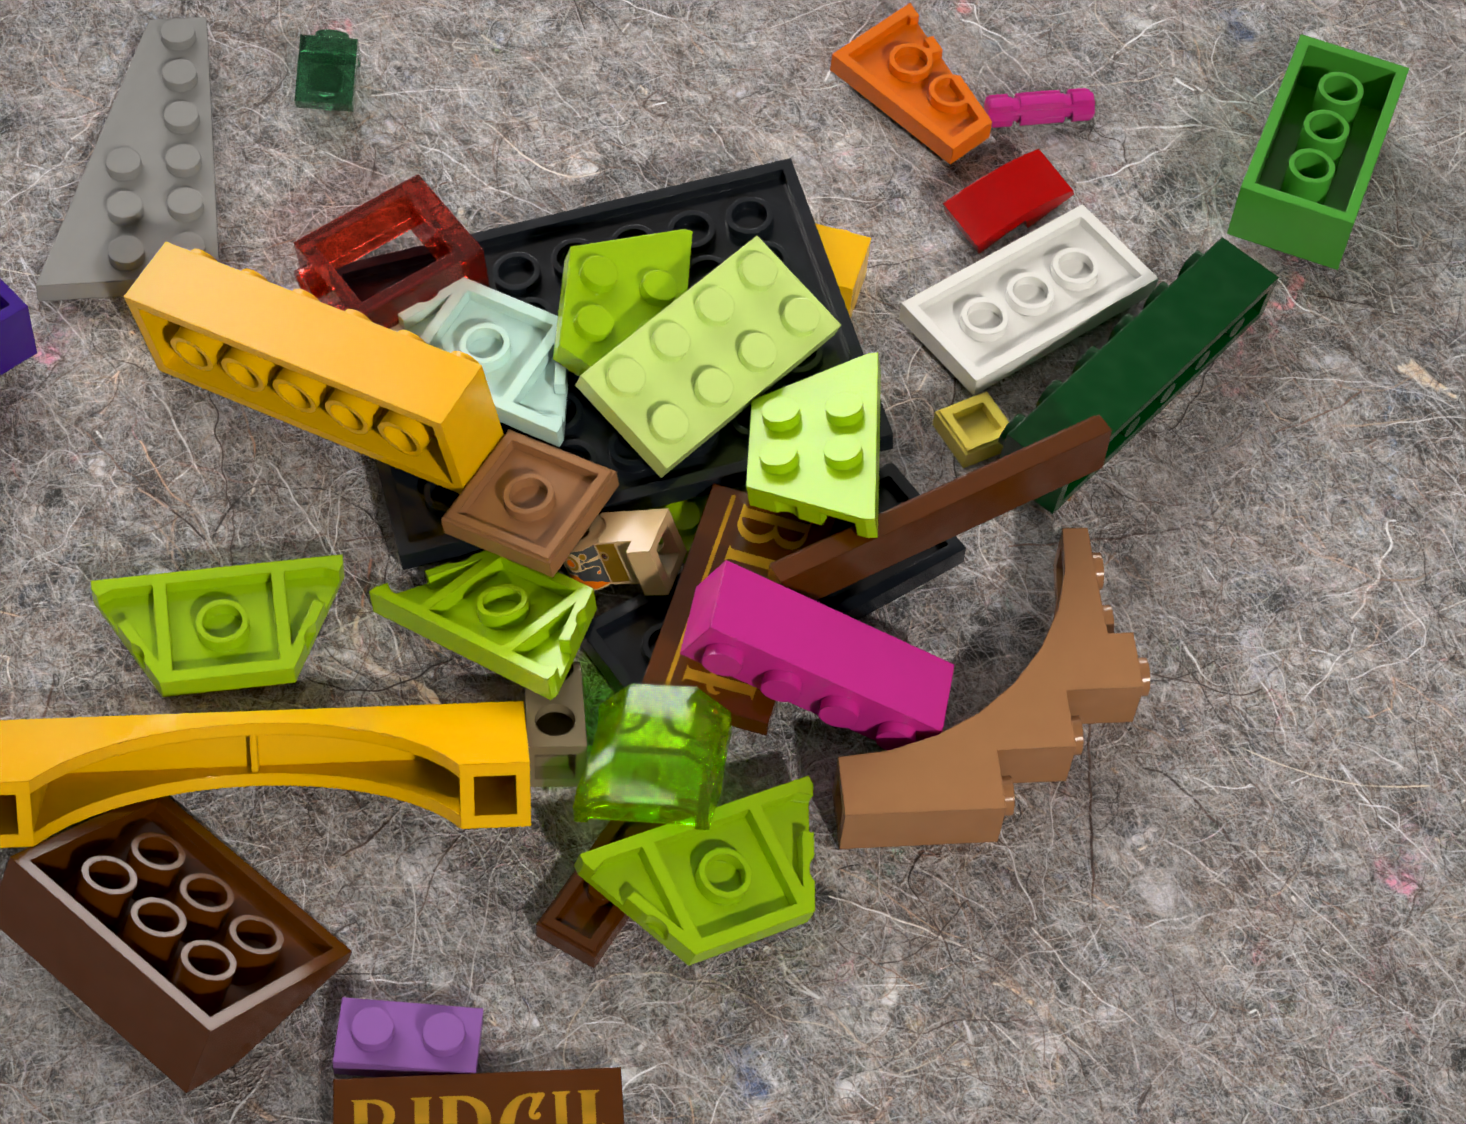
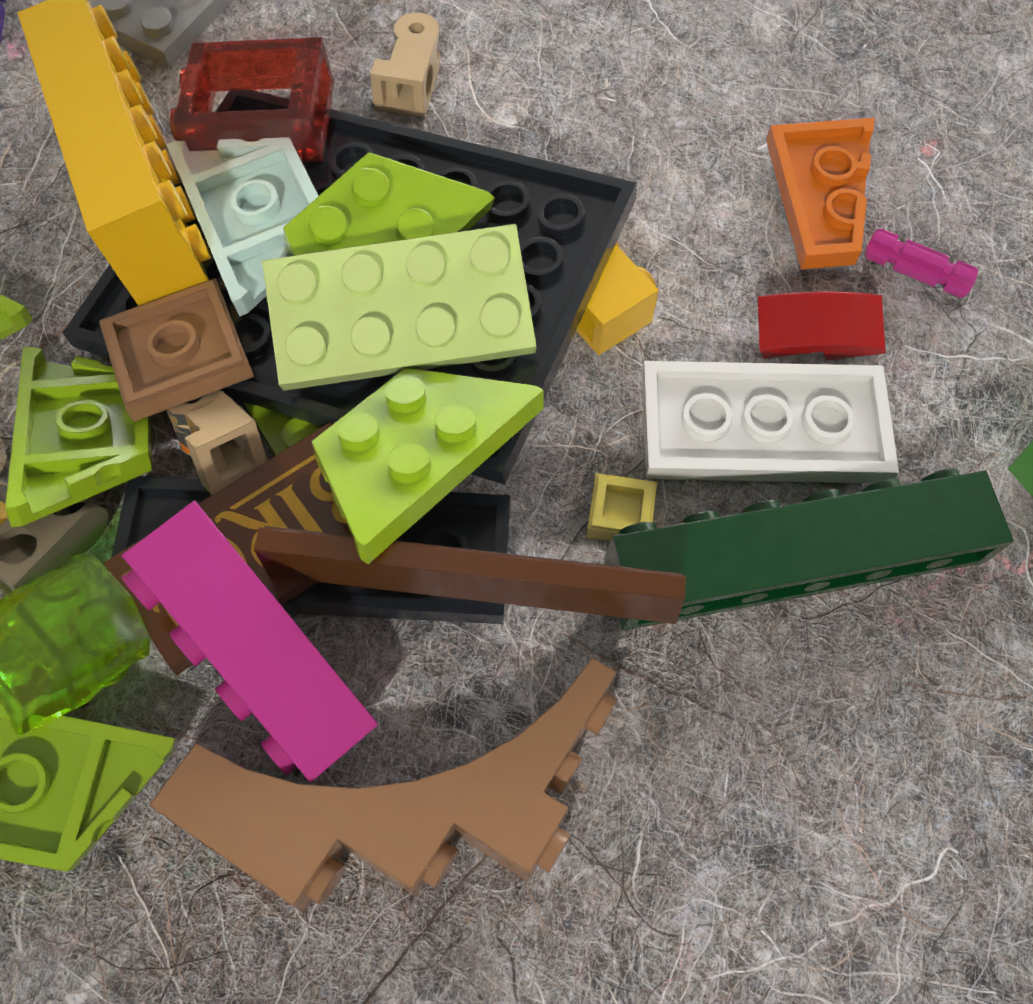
camera: 40 degrees right, 10 degrees up
(473, 166) = (409, 77): none -> tan leg

